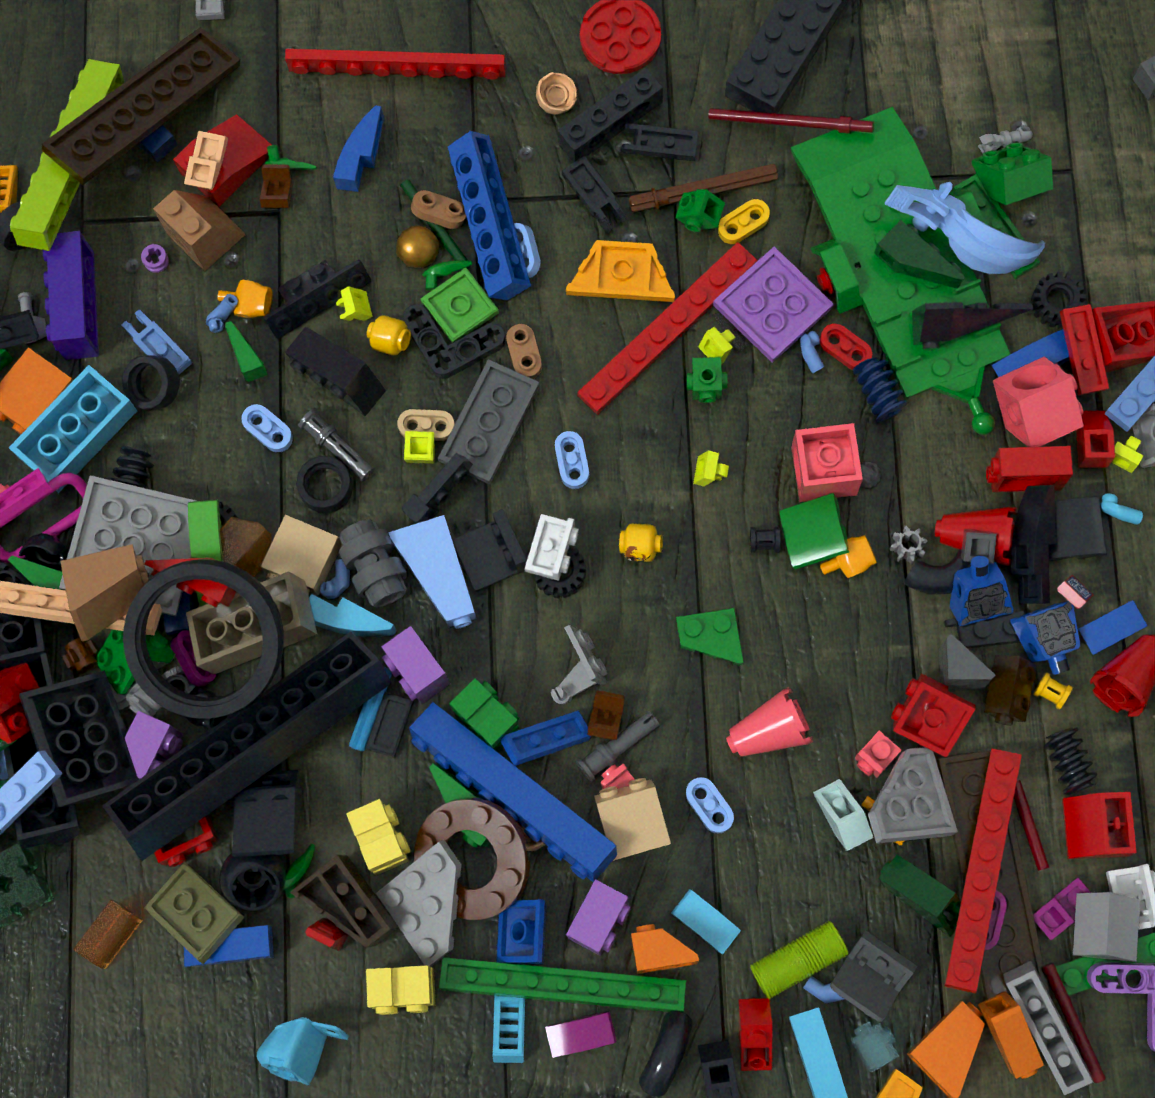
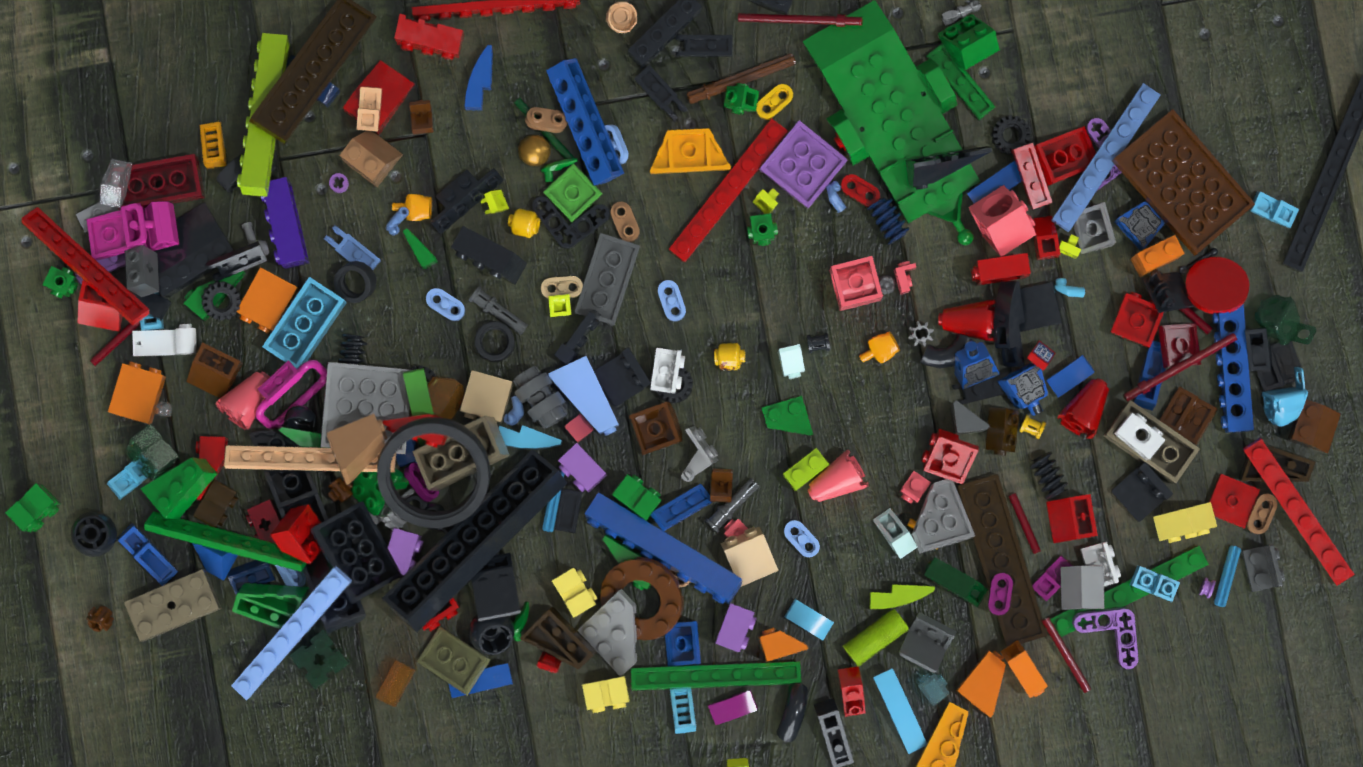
camera: 15 degrees left, 10 degrees up
(274, 158) = (420, 95): green bar -> none
(296, 1049) = (539, 743): medium azure piece -> none
(299, 90) = (428, 38): none -> red wedge
(421, 614) = (579, 428): none -> coral slope
(527, 625) = (656, 427): none -> reddish brown slope
(709, 469) = (771, 295): neon yellow tile -> none
(725, 556) = (791, 361): none -> light aqua slope
(726, 708) = (805, 469): none -> lime brick
(814, 531) = (852, 333): green slope -> none
(821, 991) = (892, 655): medium blue arm -> none
(839, 905) = (899, 596): none -> lime slope
(891, 470) = (903, 280): none -> coral bracket
(910, 255) = (901, 121): dark green slope -> none
(970, 239) = (939, 104): light blue piece -> none
(978, 544) = (969, 332): dark grey slope -> none
(983, 871) = (994, 560): red plate -> none
(1048, 1028) = (1047, 661): light grey brick -> none

